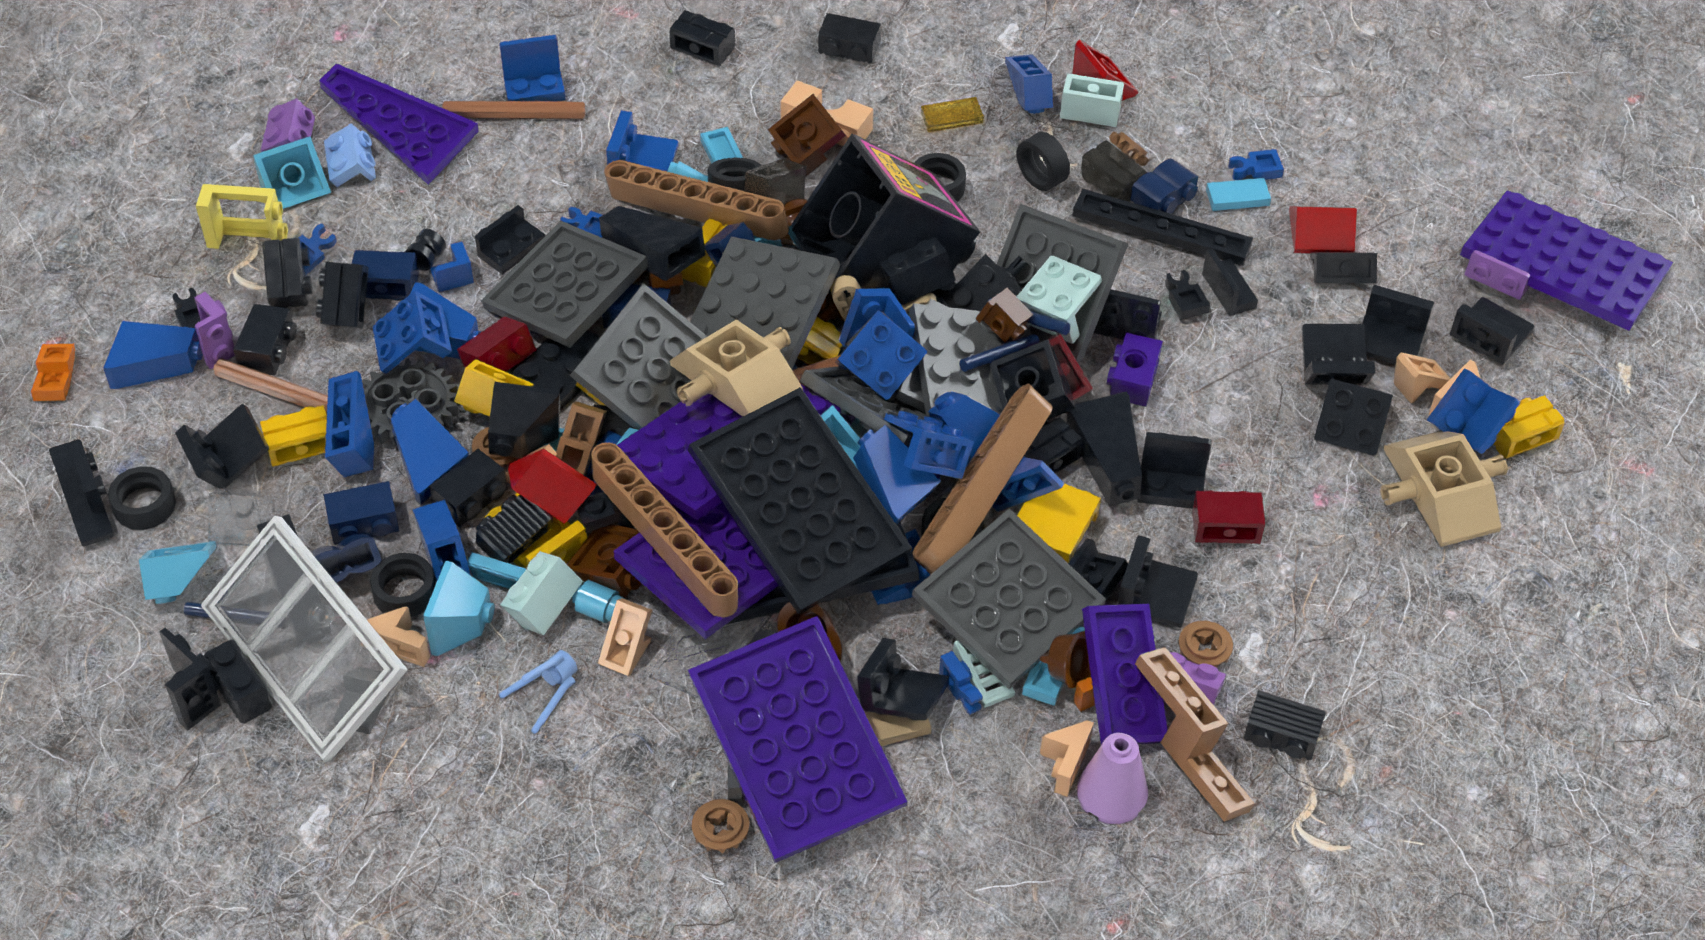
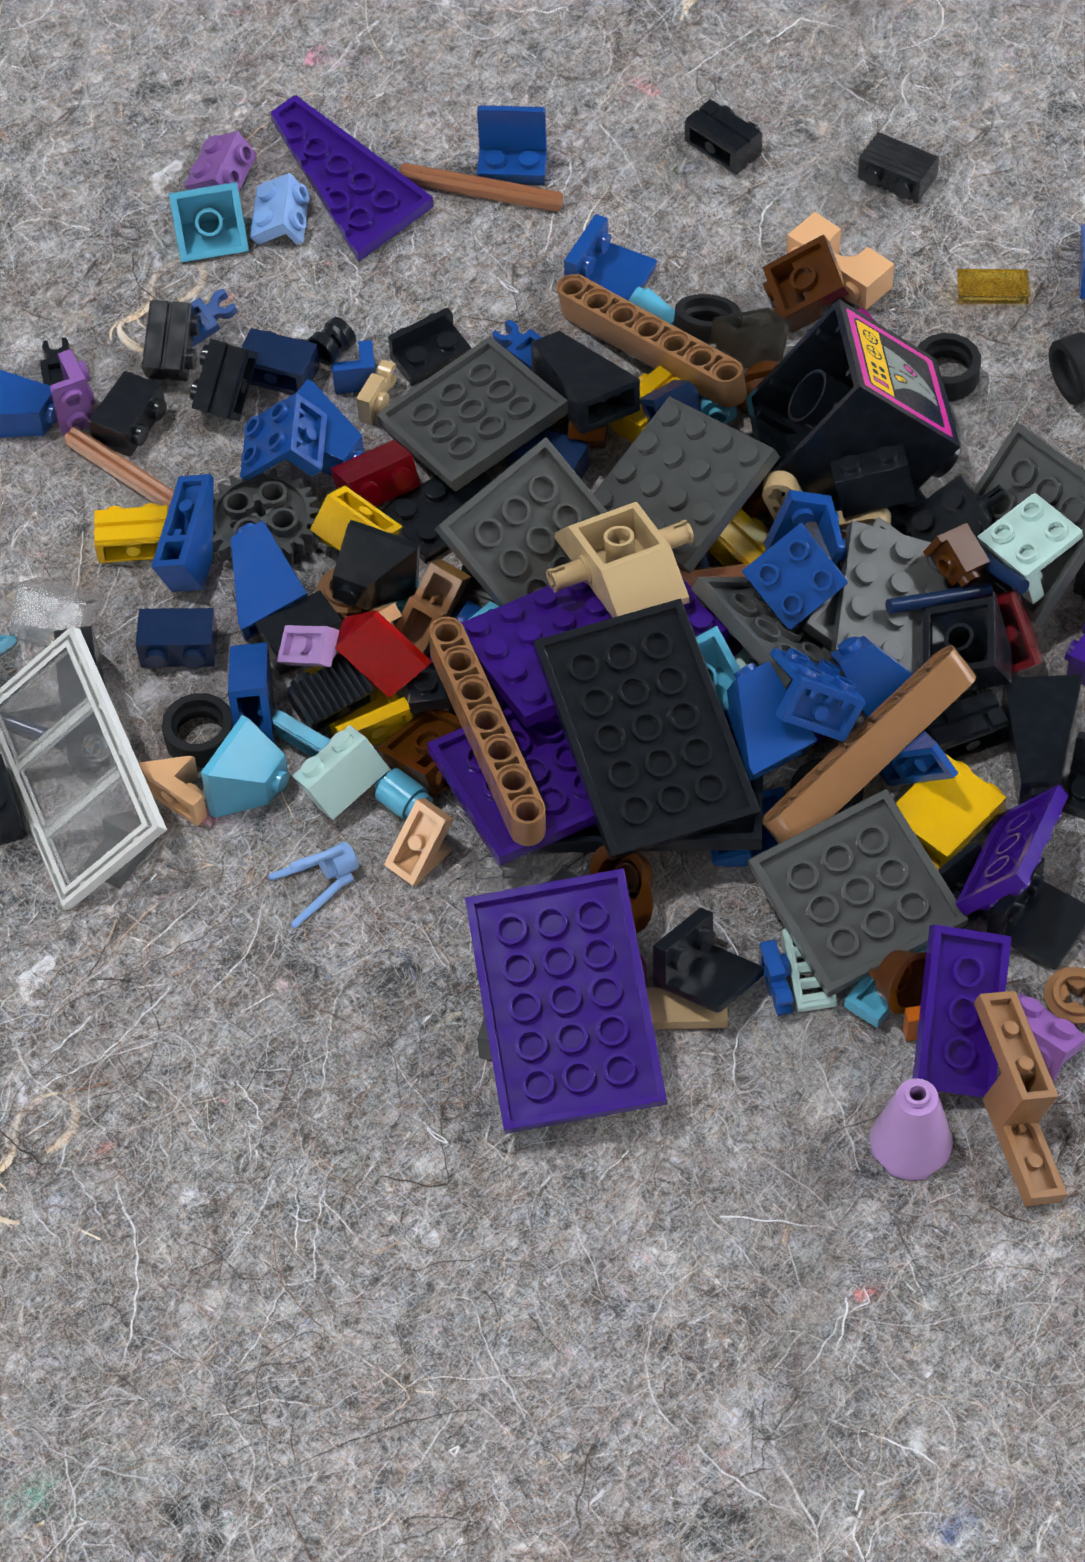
camera: 20 degrees right, 5 degrees up
(216, 225) = (110, 267): light yellow panel -> none
(226, 449) = (51, 536): black bracket -> none
(351, 555) = (151, 685): dark blue brick -> none
(475, 286) = (374, 393): none -> tan plate
(485, 493) = (308, 646): none -> lavender plate
(714, 813) = (460, 1062): medium nougat gear -> none
(720, 144) = (705, 275): medium azure tile -> none
(1068, 750) = (874, 1084): light nougat slope -> none
(1123, 537) = (1012, 851): none -> dark purple plate

